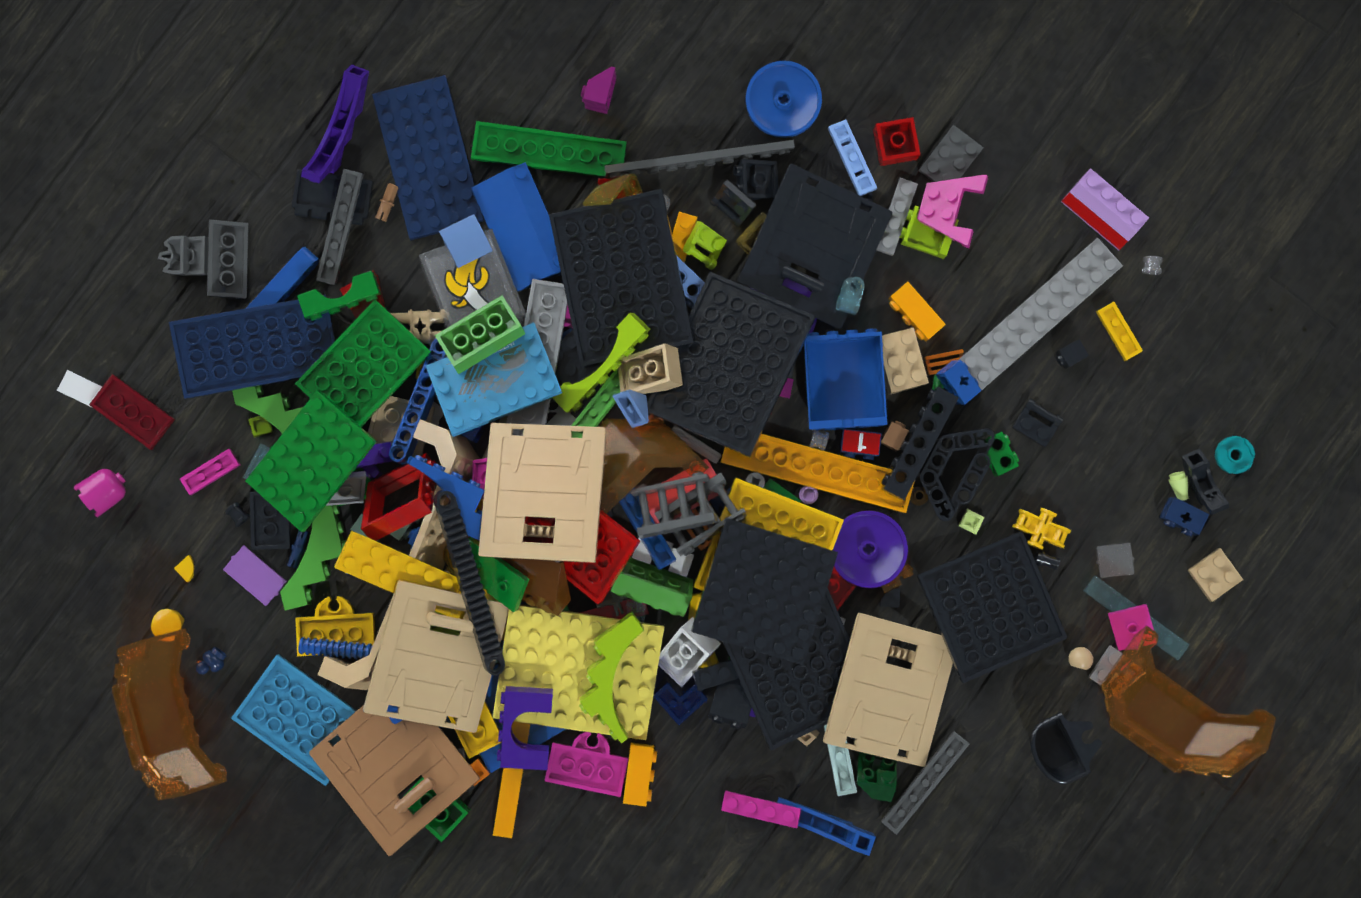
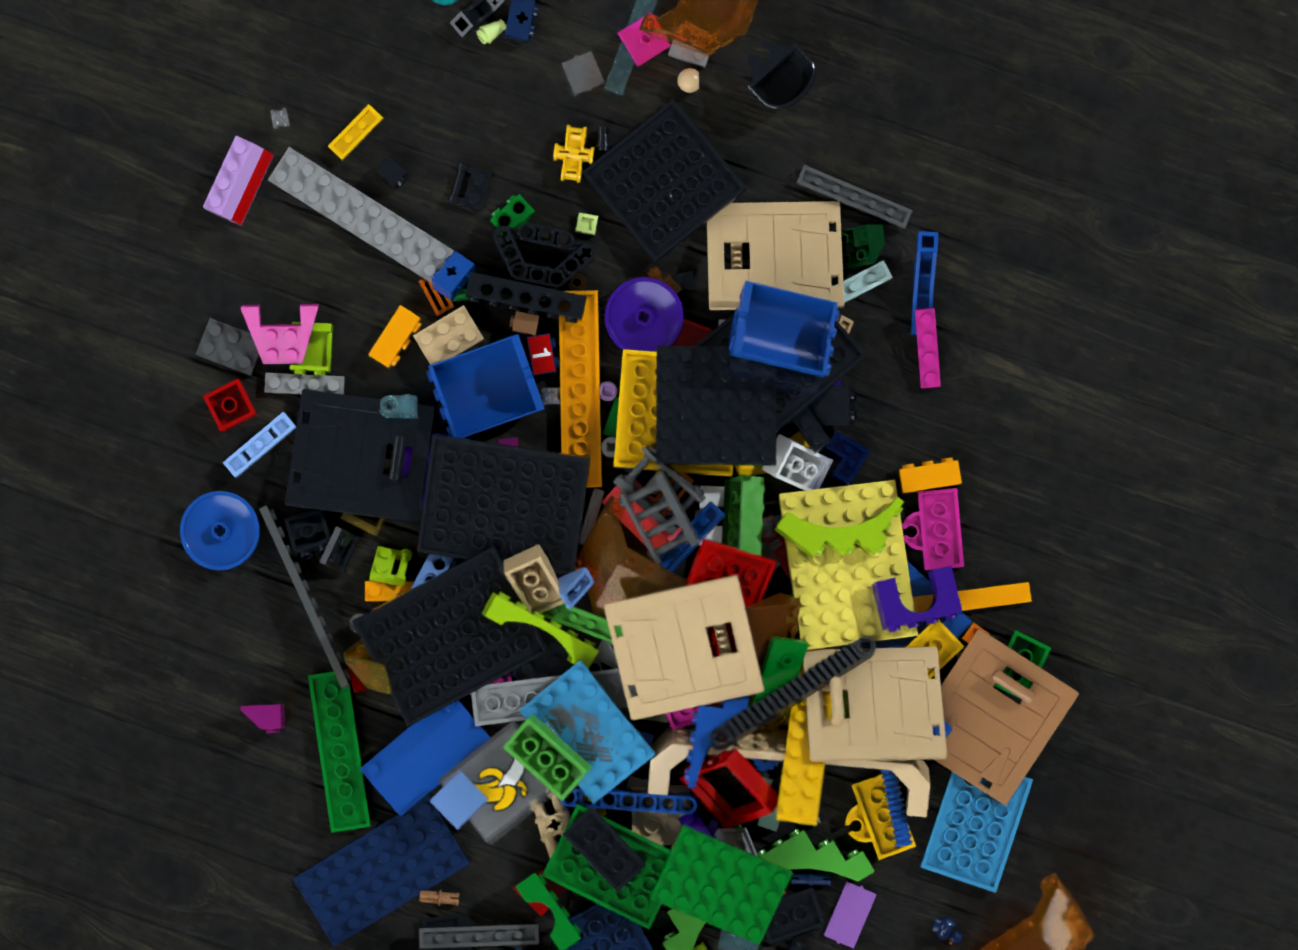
camera: 105 degrees left, 0 degrees up
(379, 363) = (604, 849): none -> black plate
(818, 678) = (784, 329): none -> blue cylinder

